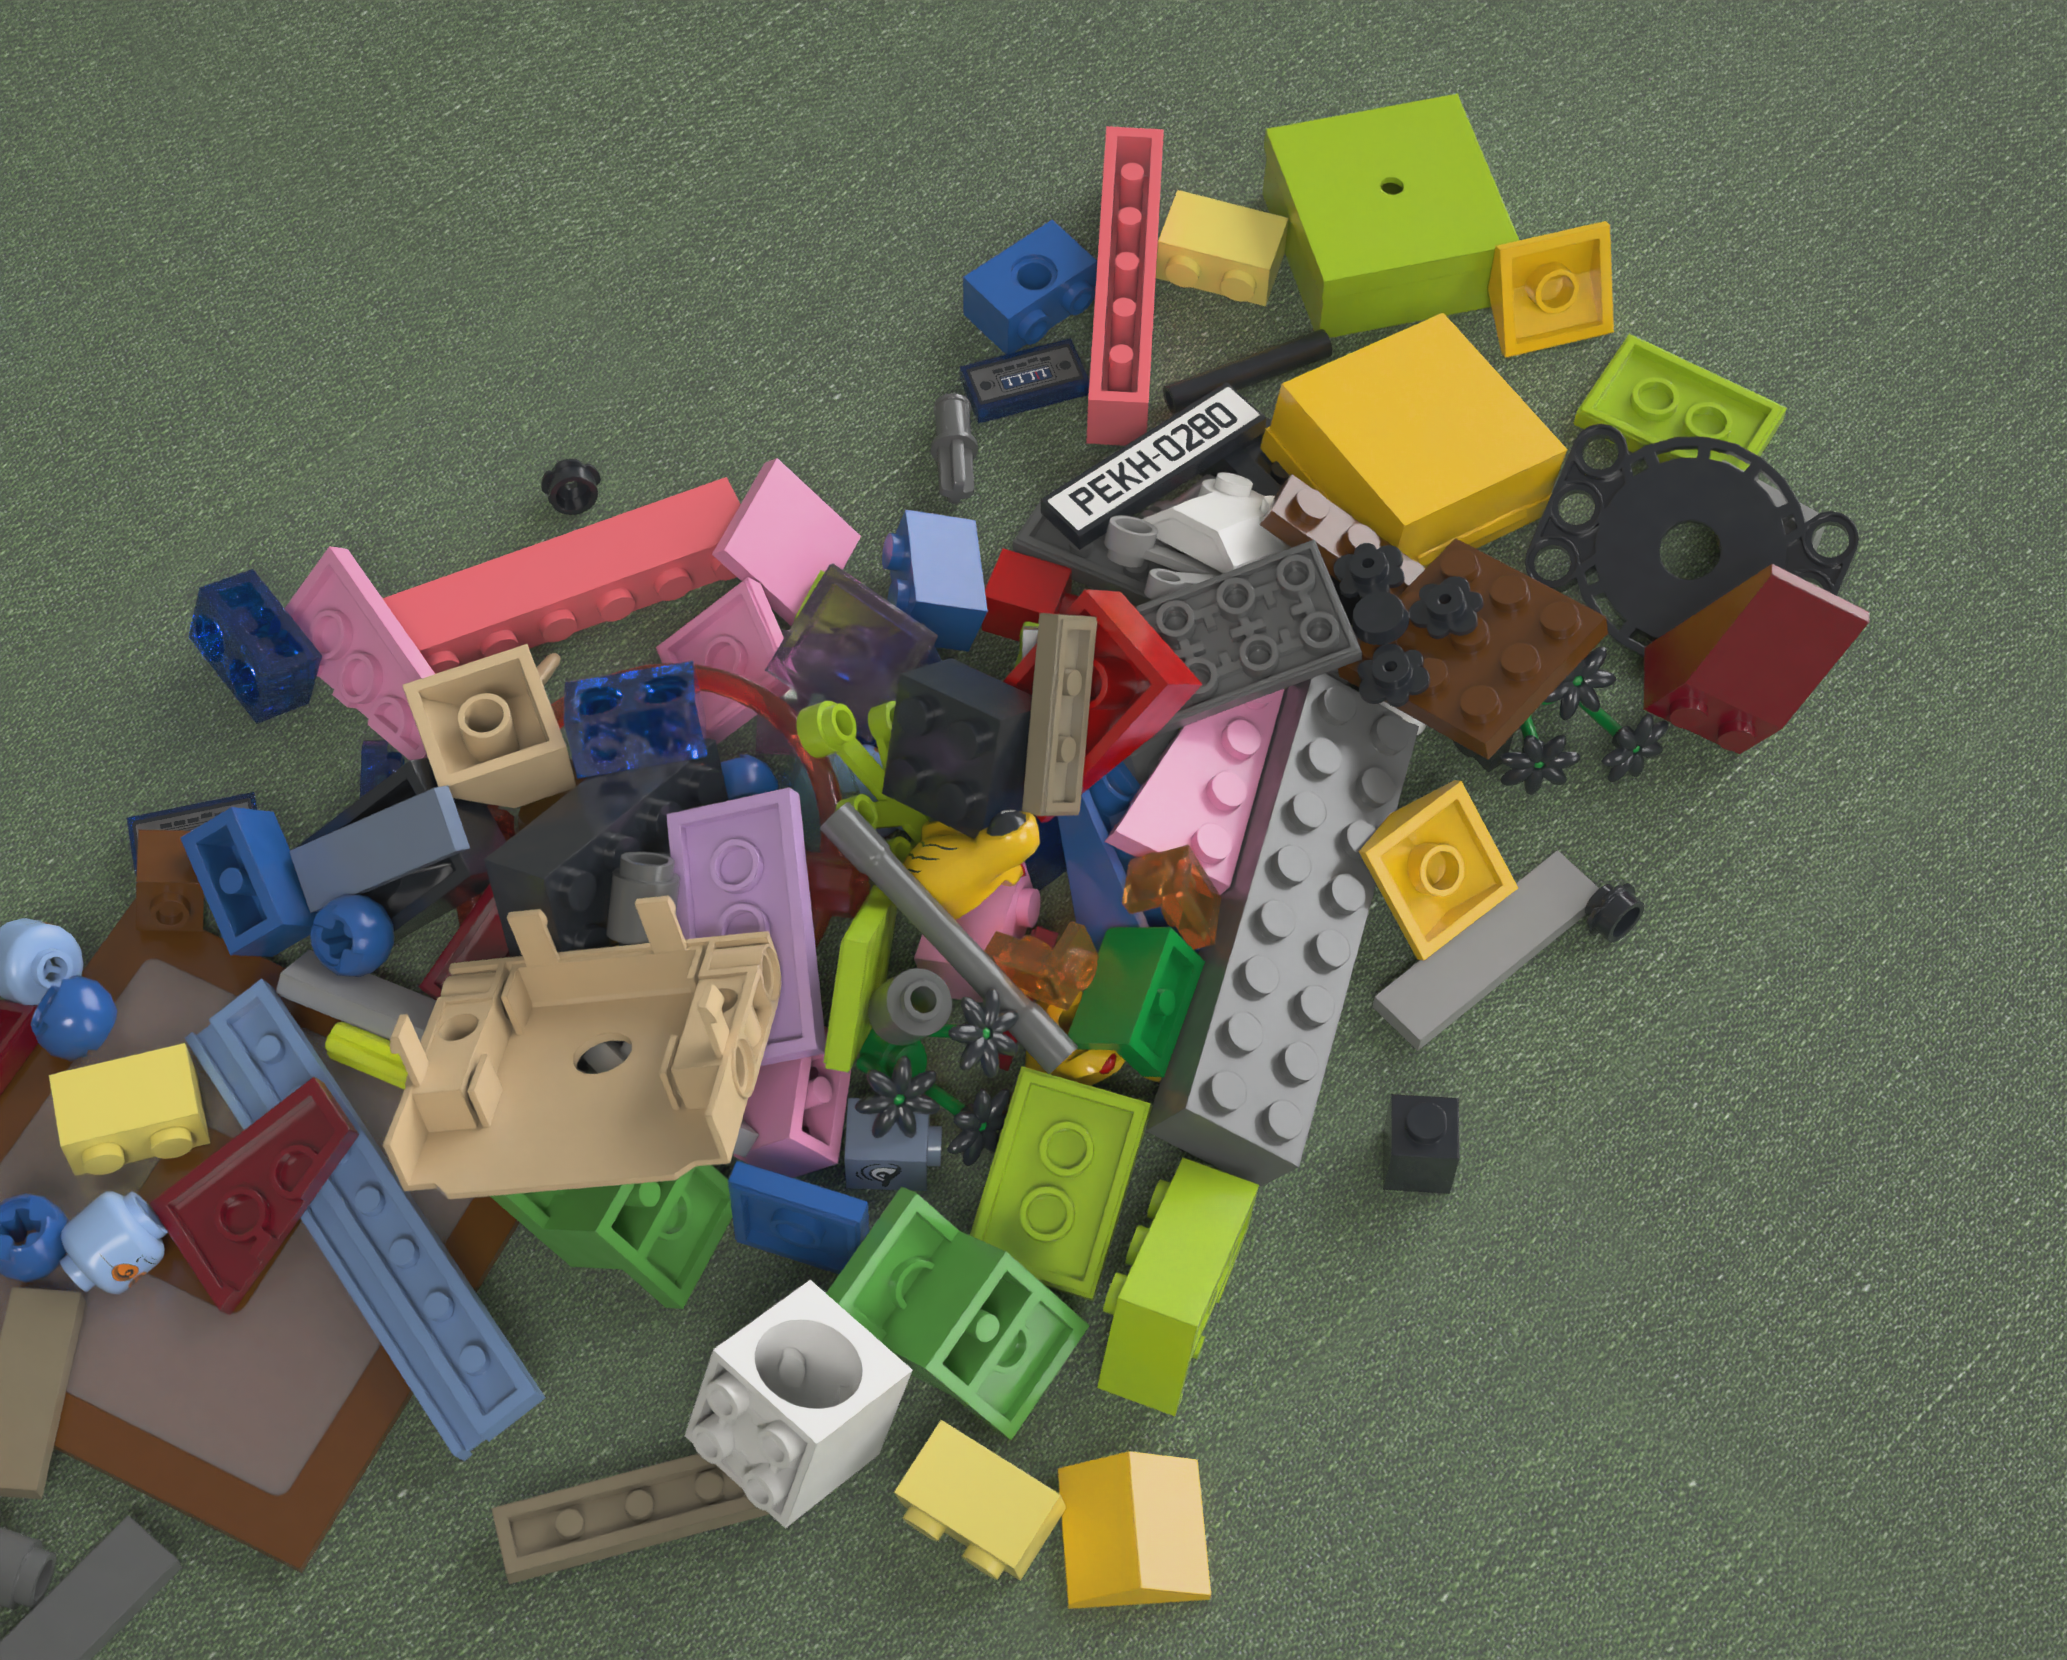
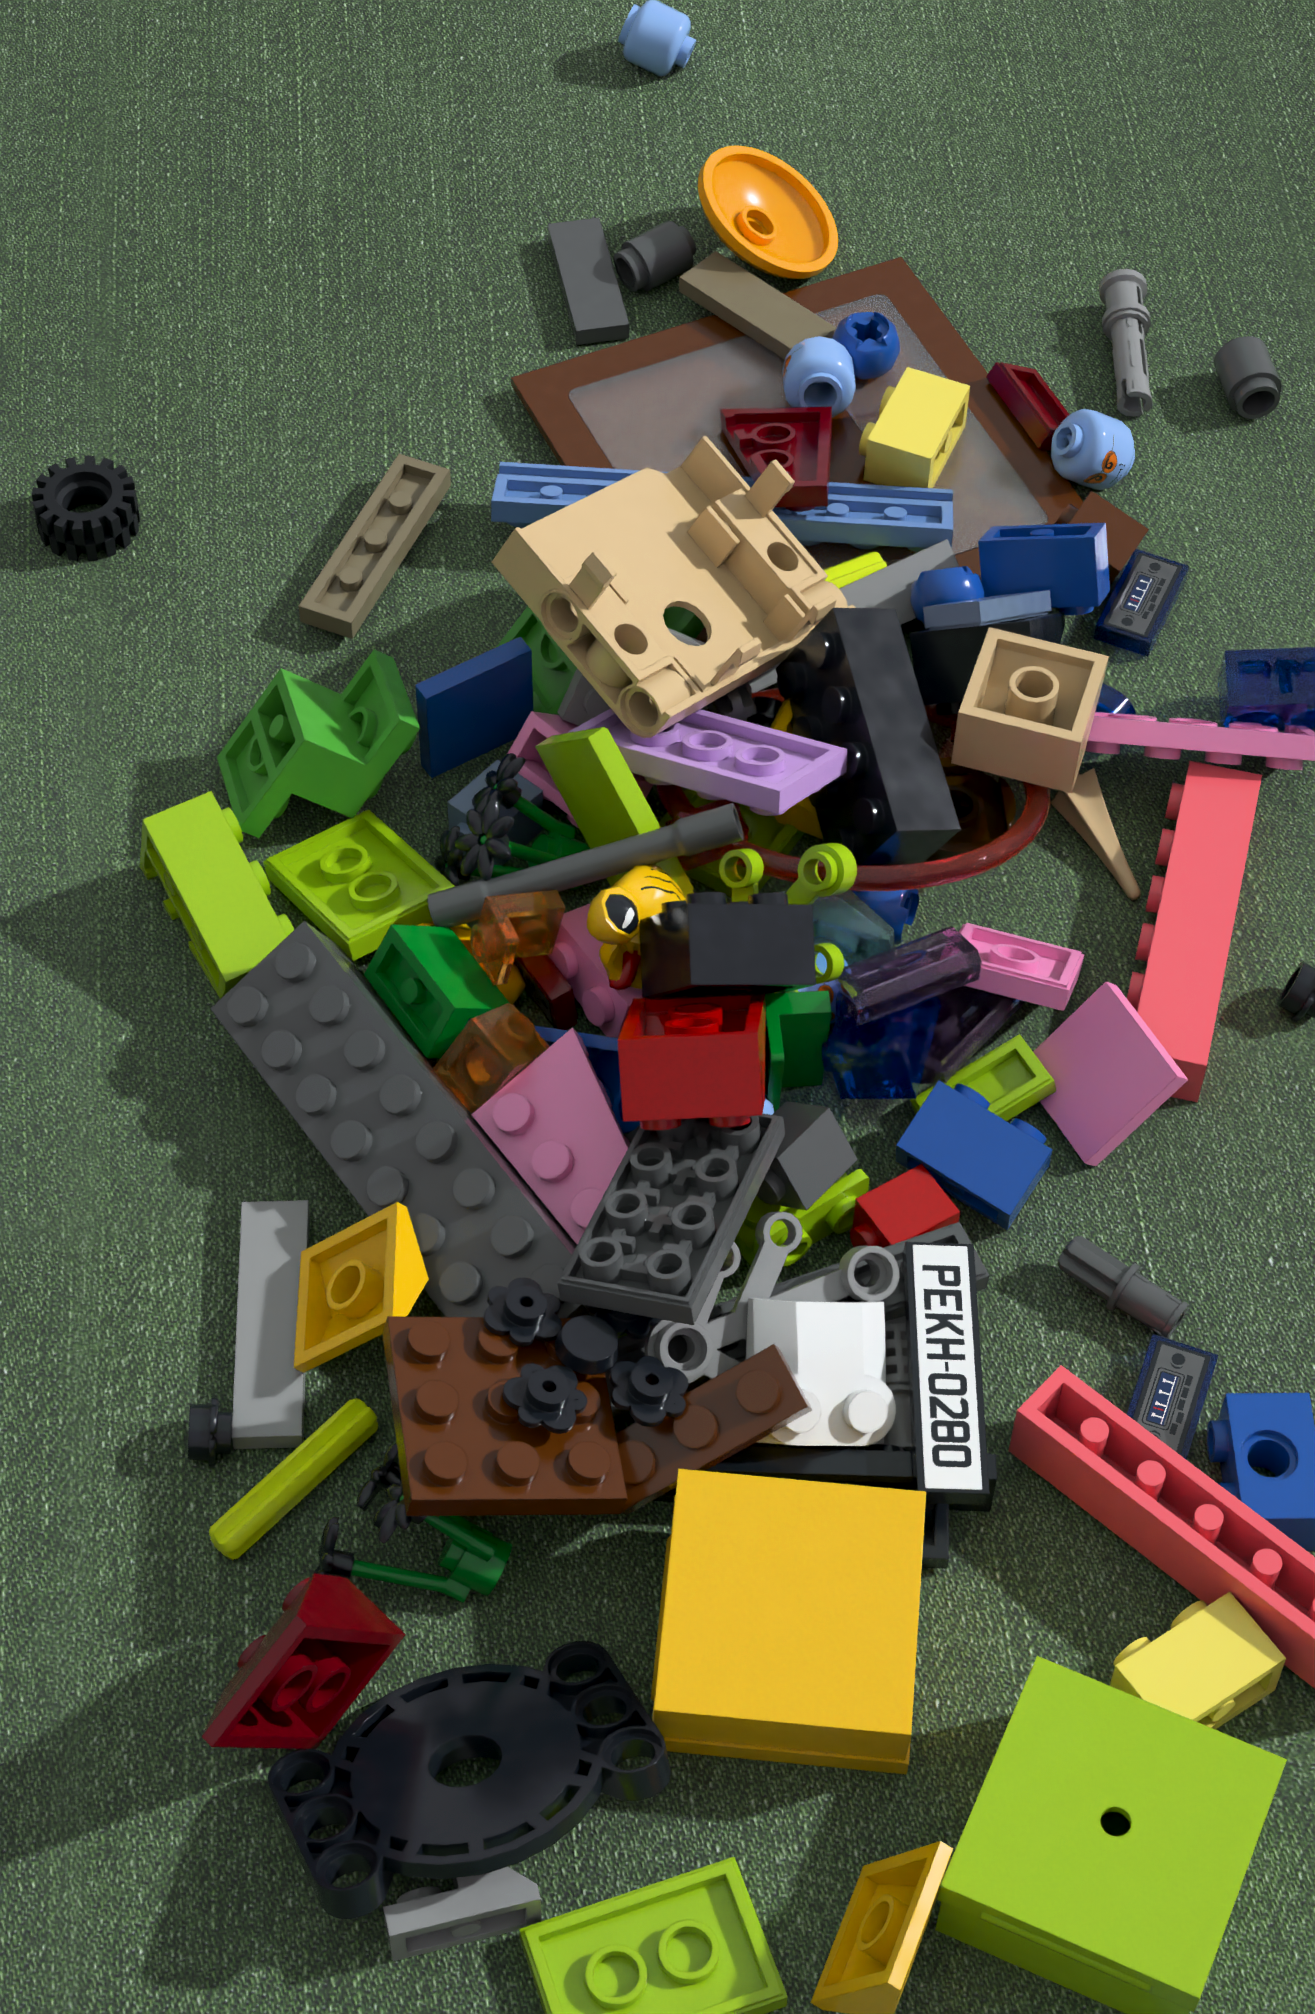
camera: 130 degrees right, 5 degrees down
(74, 1018) = (1016, 434): blue piece -> none
(635, 719) = (952, 779): clear blue brick -> none
(638, 877) = (785, 699): dark grey brick -> none
(797, 1403) = (355, 562): white brick -> none
(892, 1009) = (554, 815): dark grey brick -> none
(979, 1502) = (186, 697): light yellow brick -> none
(1059, 714) = (676, 982): dark tan tile -> none
(1133, 1531) = (84, 784): yellow slope -> none
(1250, 369) = (1028, 1600): black piece -> none
(1421, 1144) = (157, 1124): black brick -> none
(1587, 836) = (293, 1479): none -> neon yellow axle

